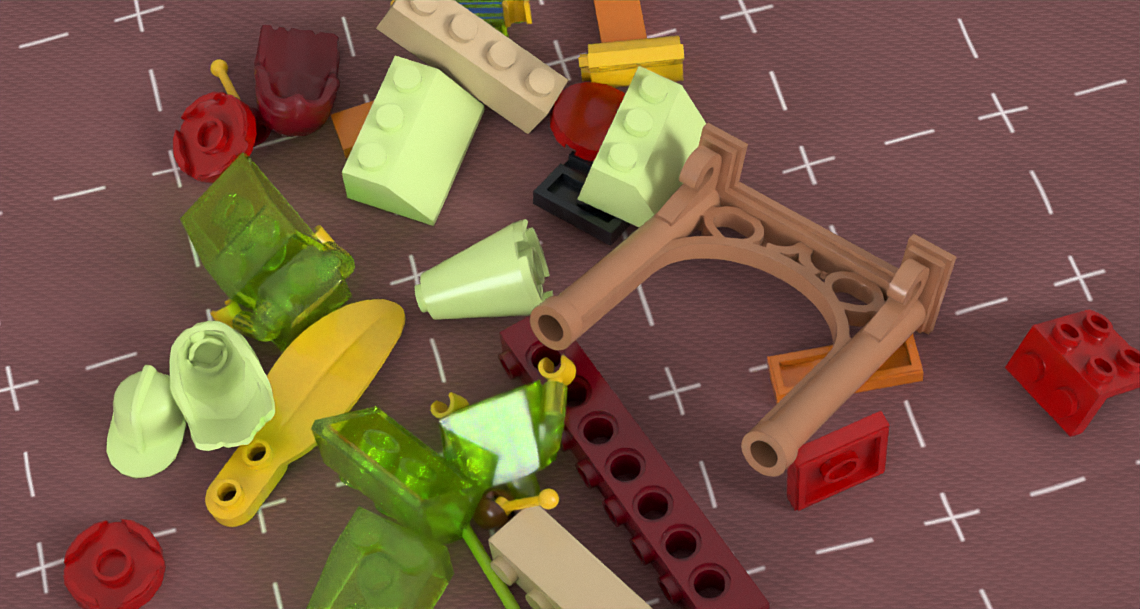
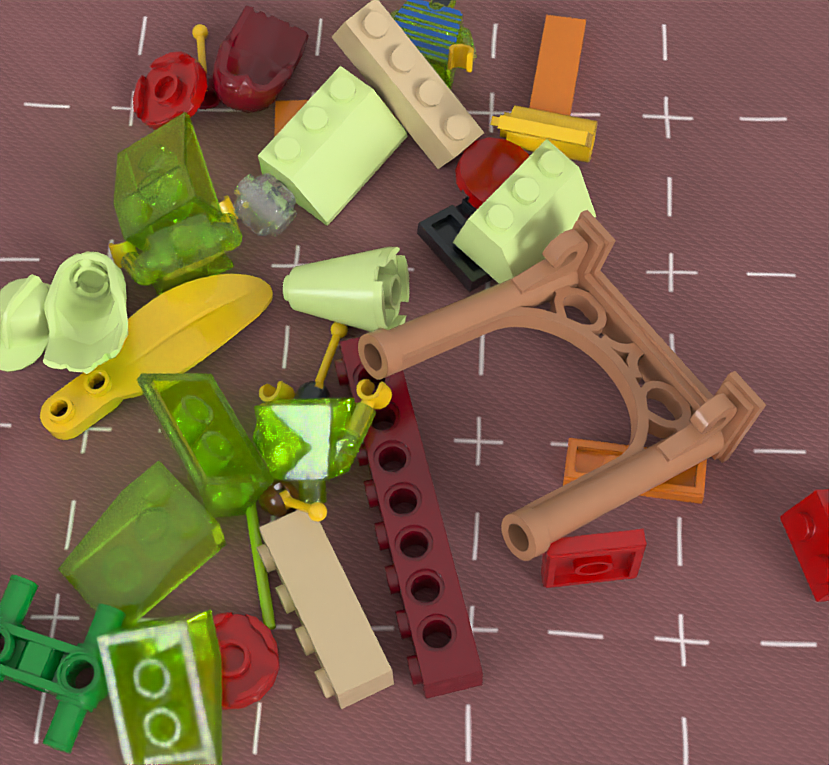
camera: 15 degrees right, 5 degrees up
(363, 222) = (264, 204): none -> clear head
(488, 388) = (315, 388): none -> yellow hinge

